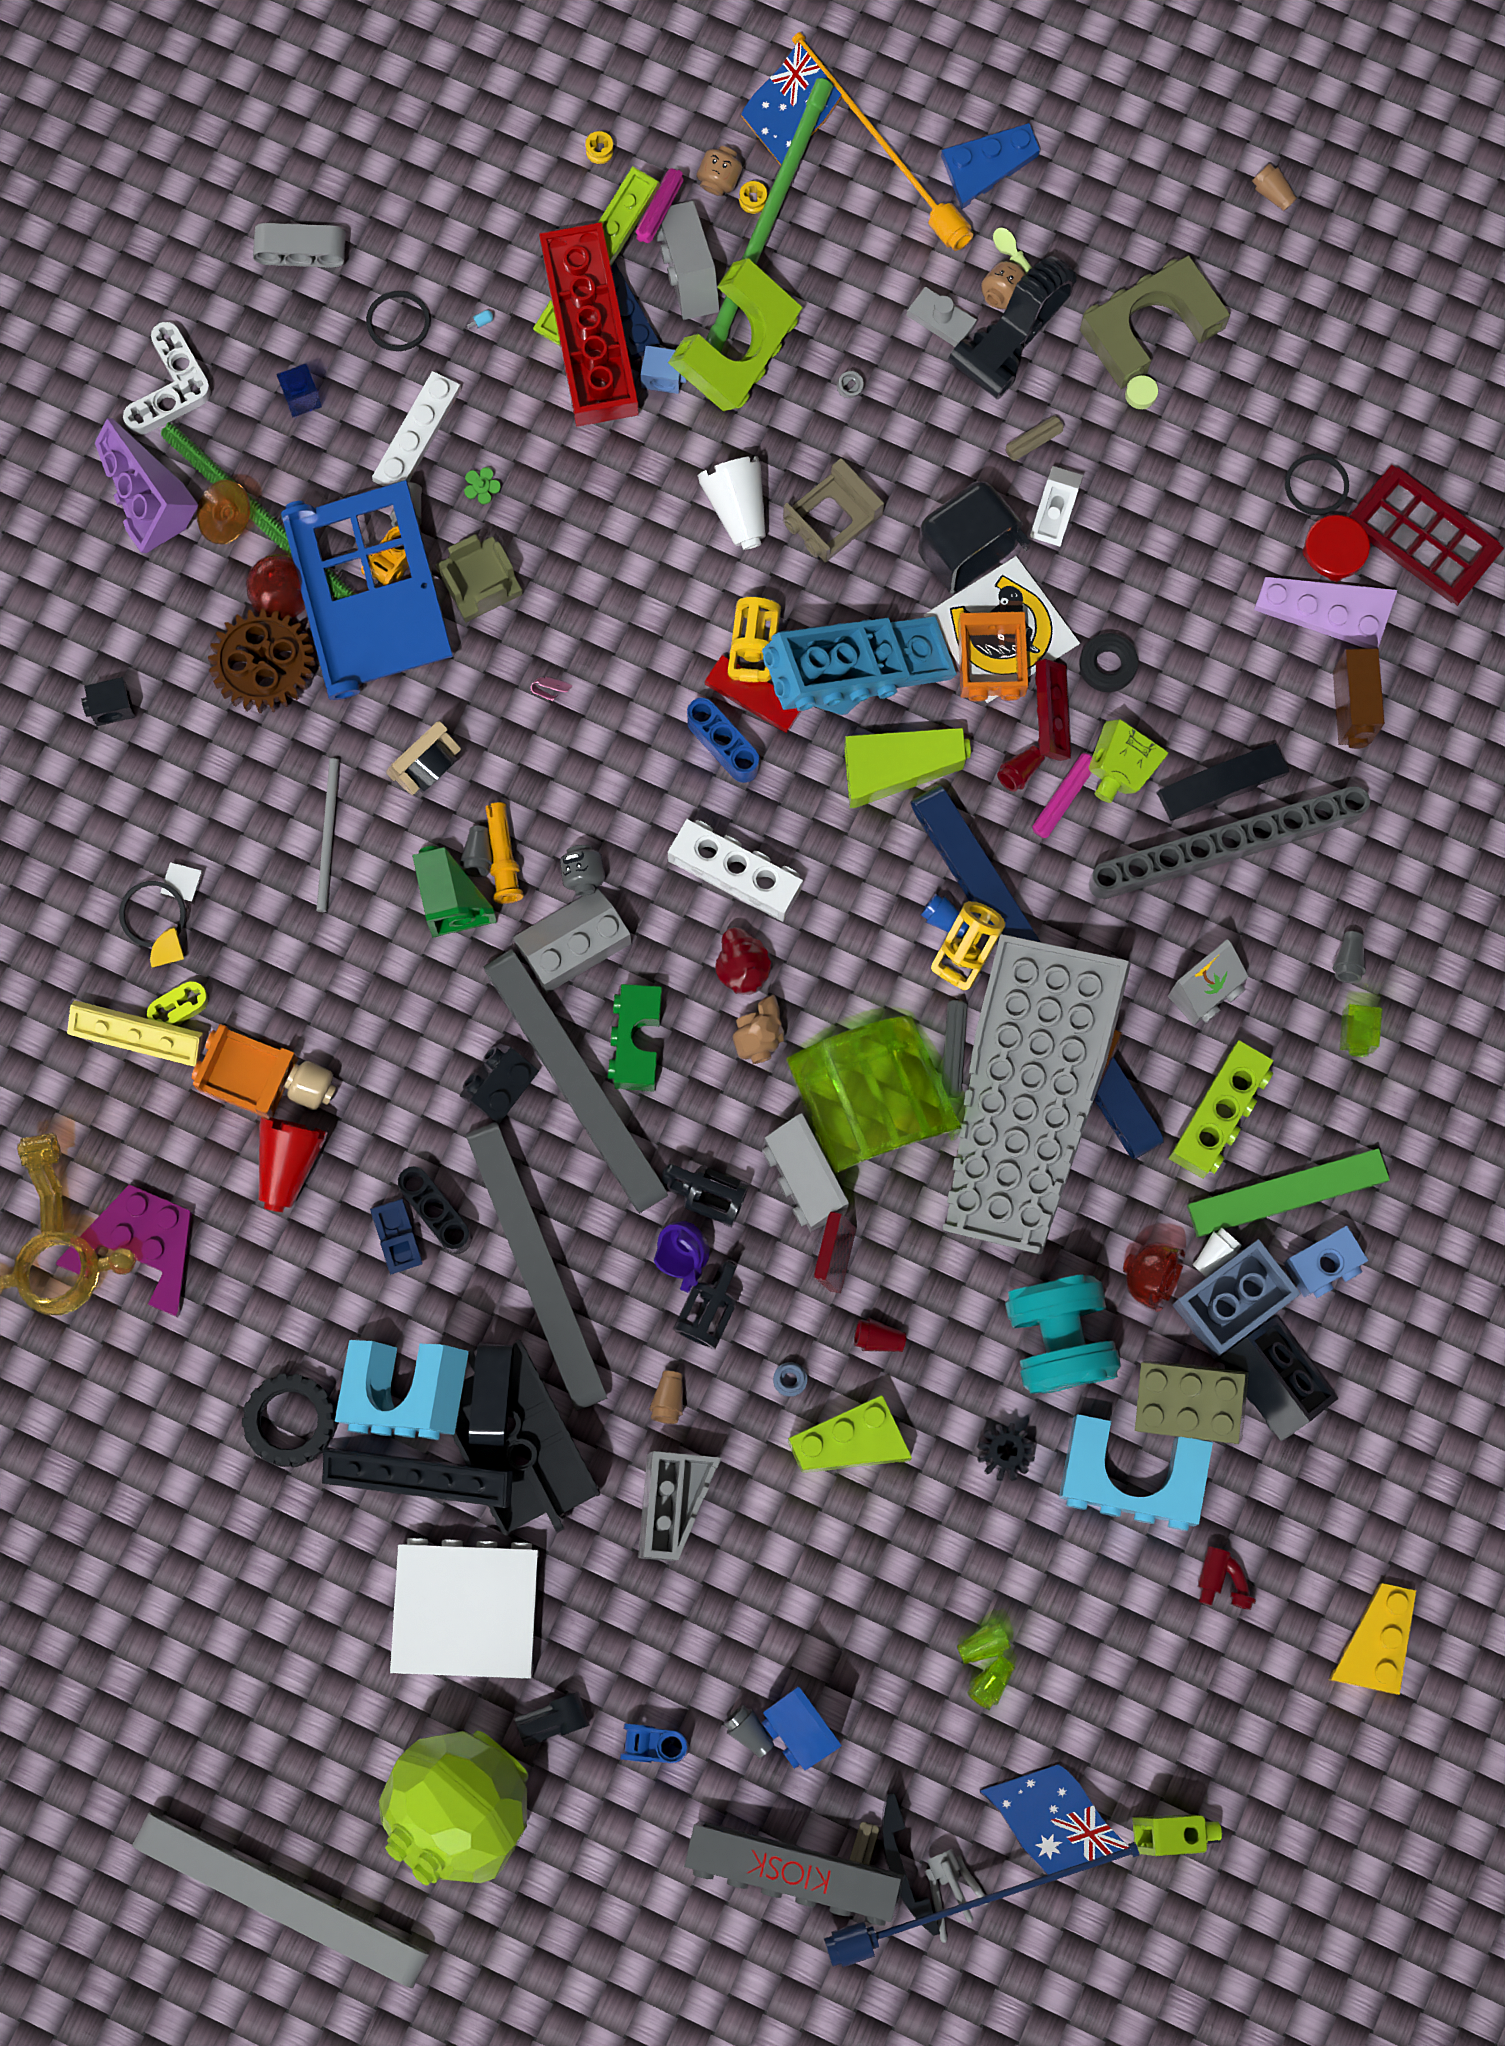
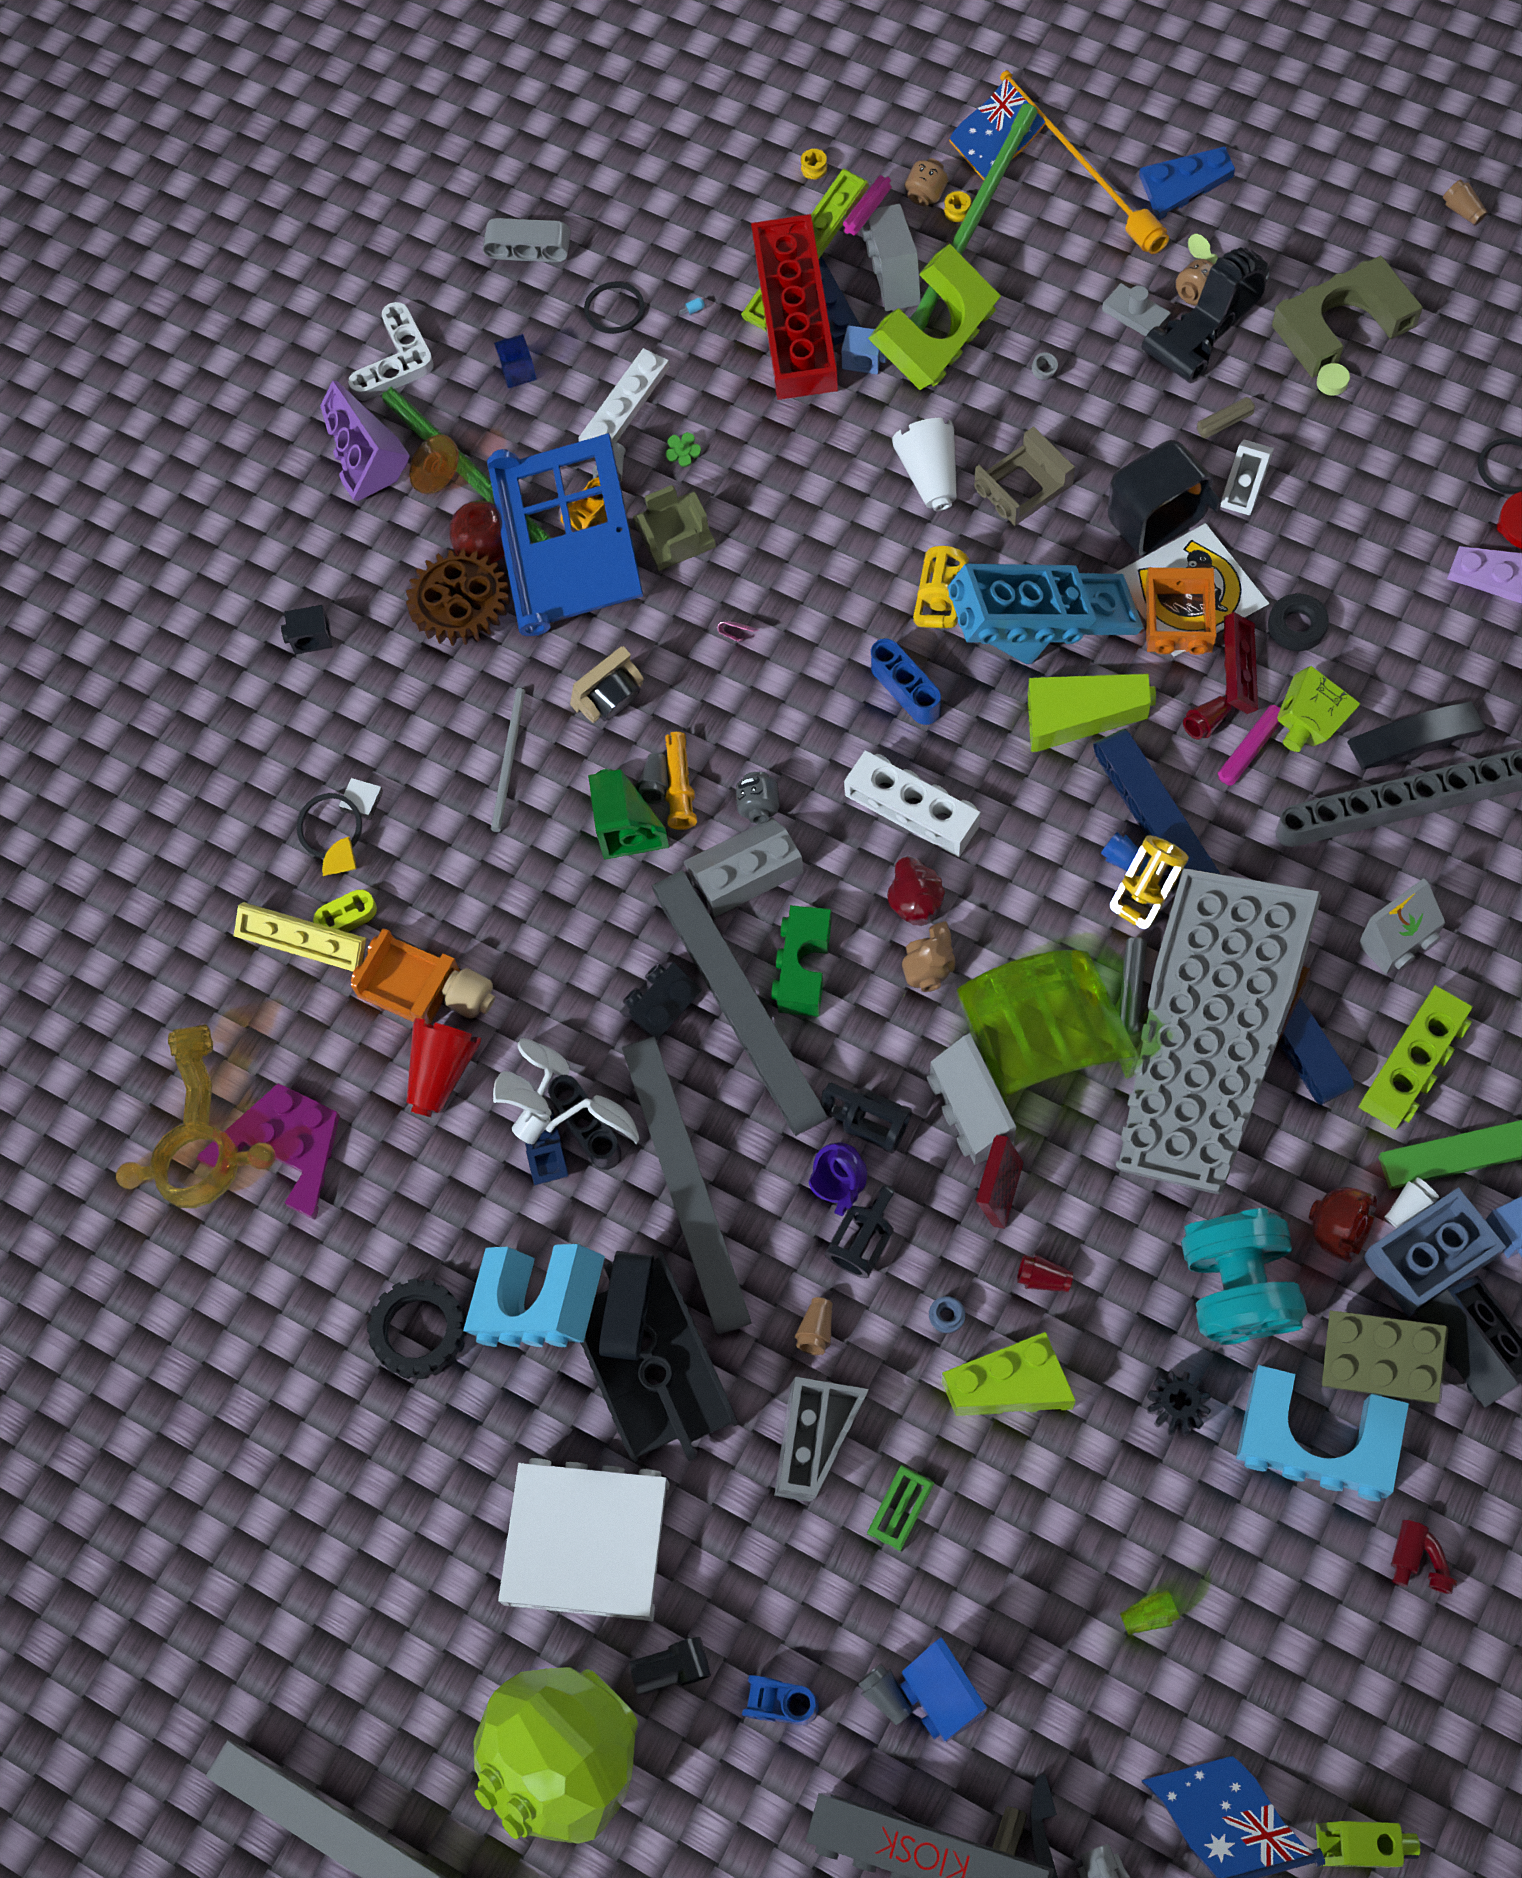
camera: 15 degrees right, 10 degrees down
(385, 1208) = (536, 1115): none -> white plant
(417, 1477) = (544, 1391): black tile -> none
(742, 1590) = (886, 1537): none -> bright green tile
(753, 696) = (941, 644): red tile -> none
(991, 1683) = (1157, 1657): clear neon green cone -> none

